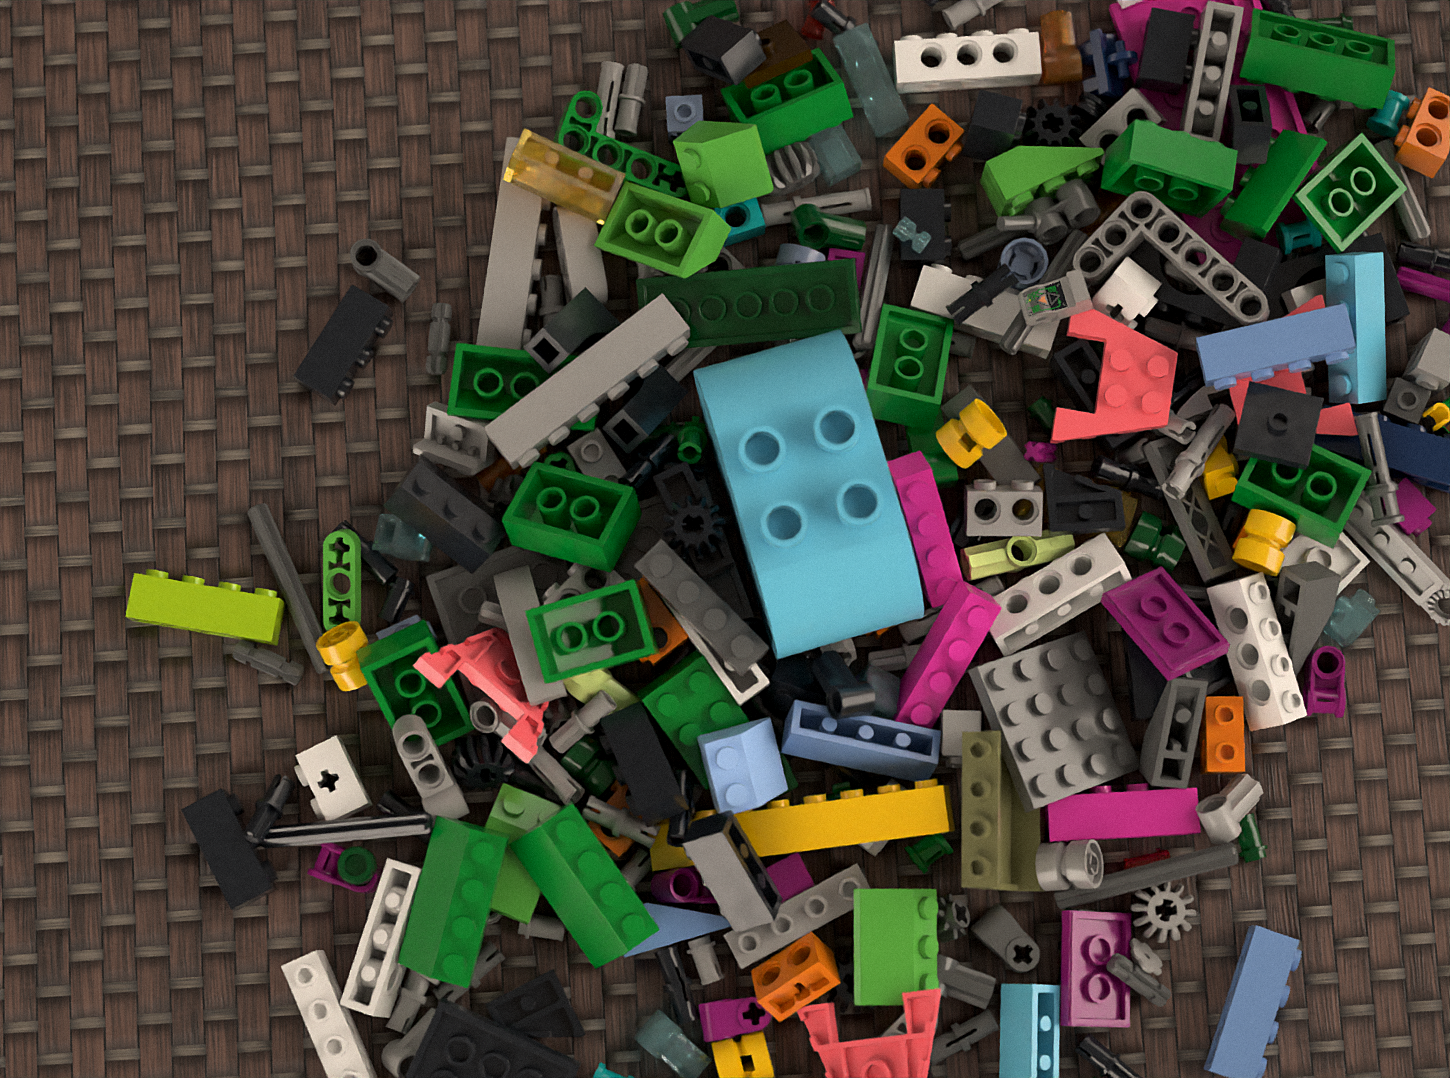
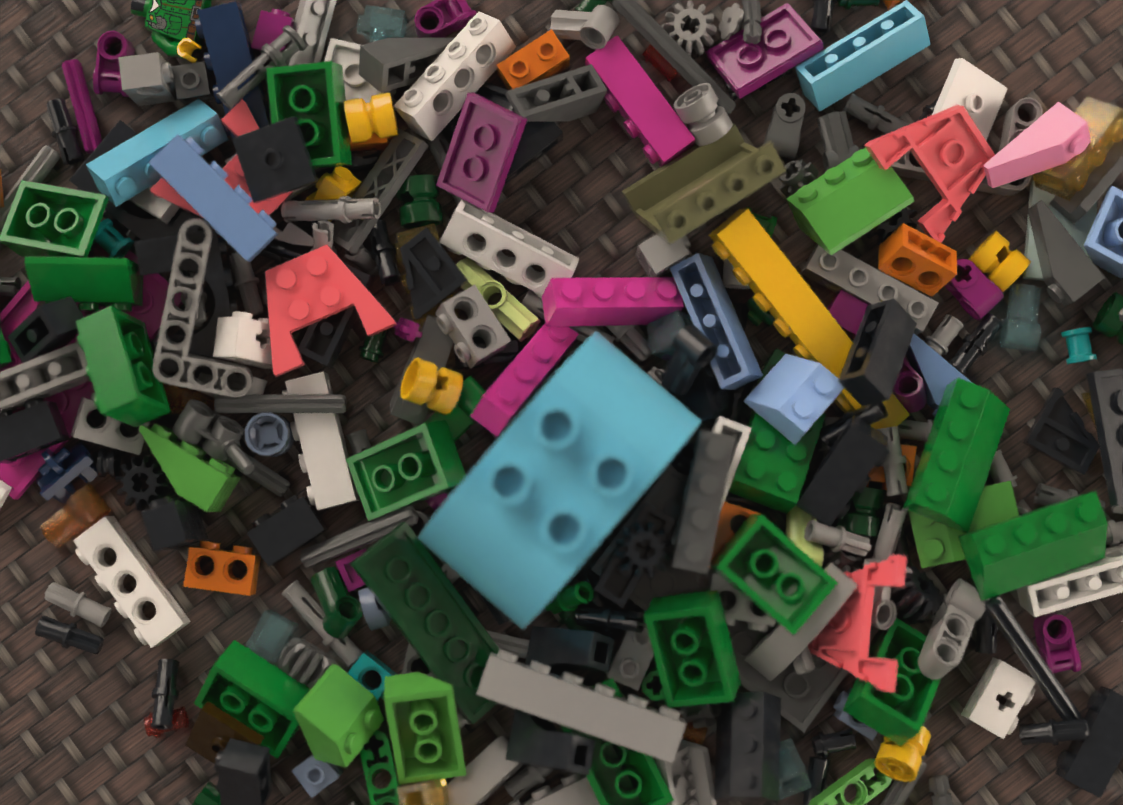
camera: 125 degrees left, 5 degrees up
(357, 865) = (1053, 636): dark green tile -> none
(871, 79) = (193, 646): clear light blue tile -> none
(907, 230) = (299, 539): clear light blue piece -> none
(981, 294) = (313, 449): black pin -> none
(1055, 299) = (283, 388): light grey leg -> none
(1055, 720) = (605, 190): dark grey plate -> none

